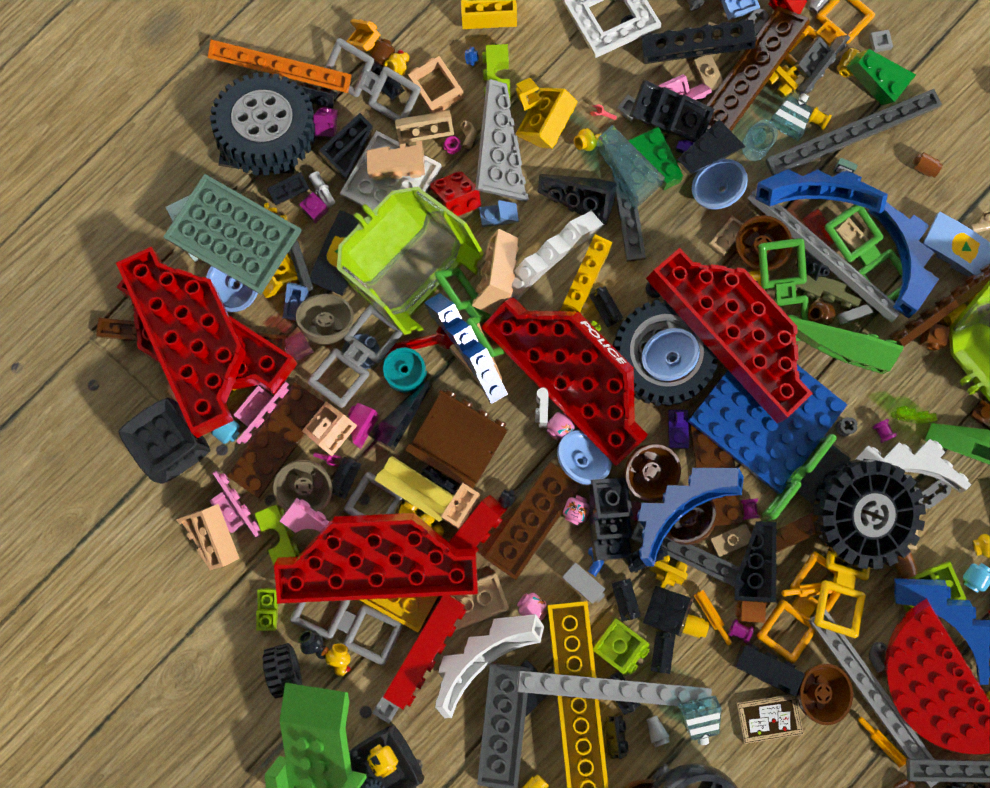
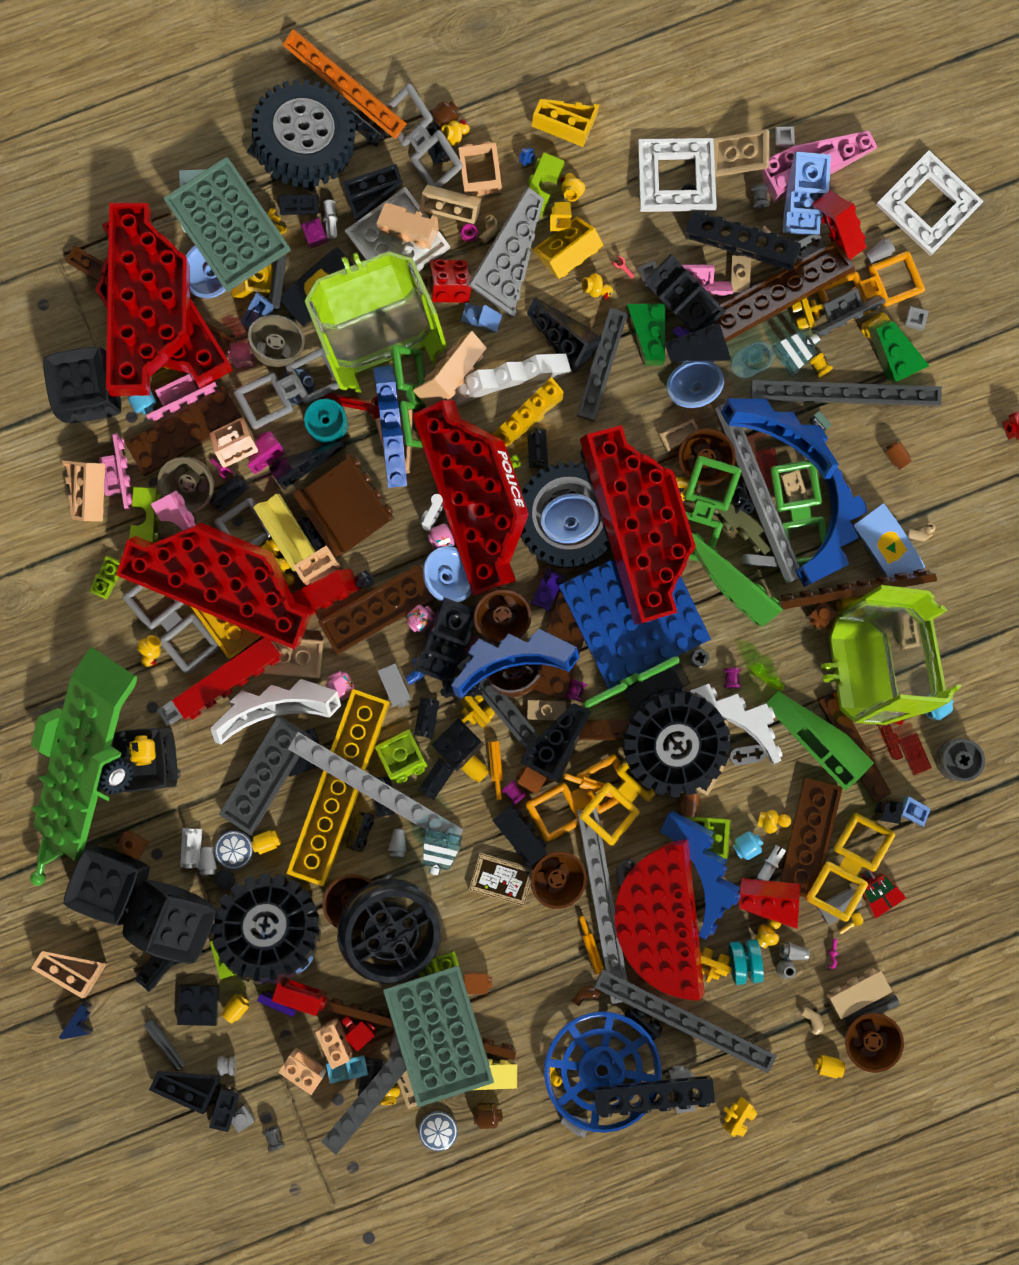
camera: 20 degrees right, 5 degrees up
(281, 667) = (94, 631): black tyre -> none
(312, 643) = (132, 625): black animal -> none
(326, 122) = (362, 157): magenta brick -> none
(364, 35) = (435, 91): light orange bracket -> none
(524, 64) = (572, 187): none -> yellow animal
(629, 166) = (620, 332): clear light blue wedge -> none
(821, 313) = (728, 546): reddish brown head -> none

